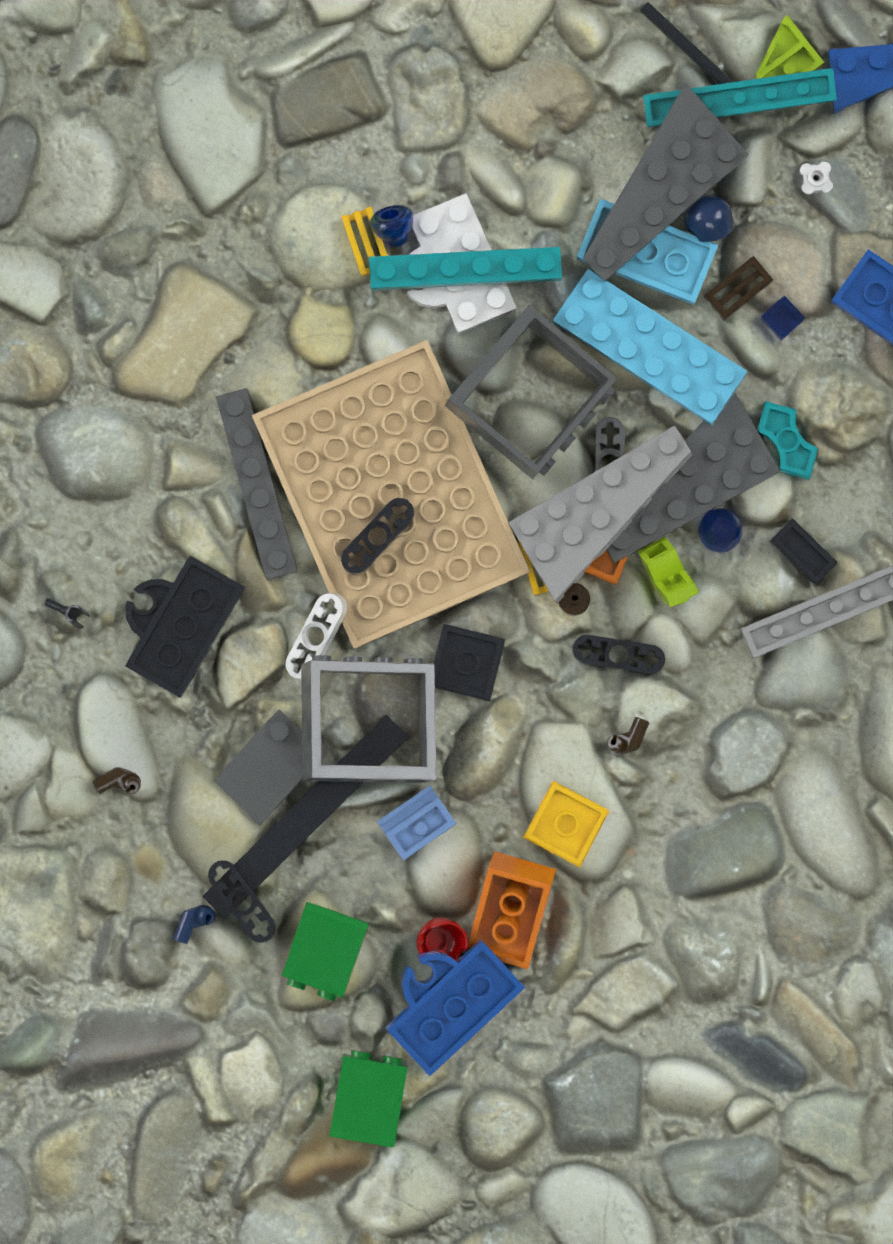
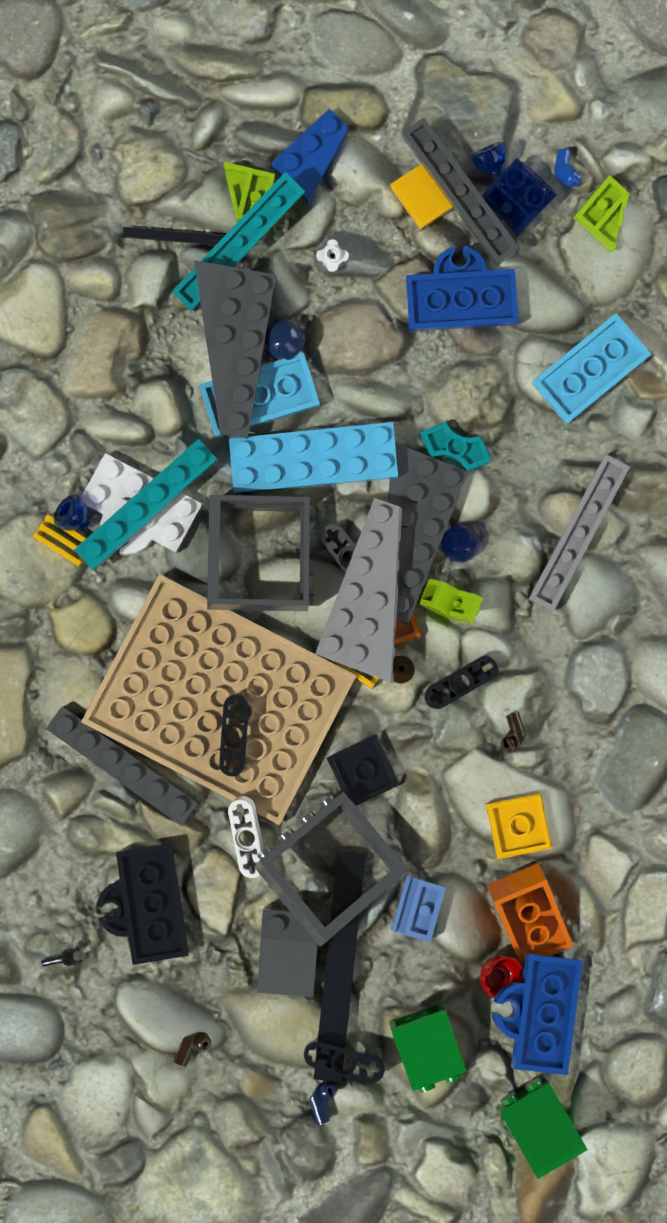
camera: 40 degrees left, 0 degrees up
(718, 305) = (335, 393): dark brown tile -> none
(782, 318) = (386, 367): clear blue tile -> none
(803, 552) = (527, 513): black tile -> none

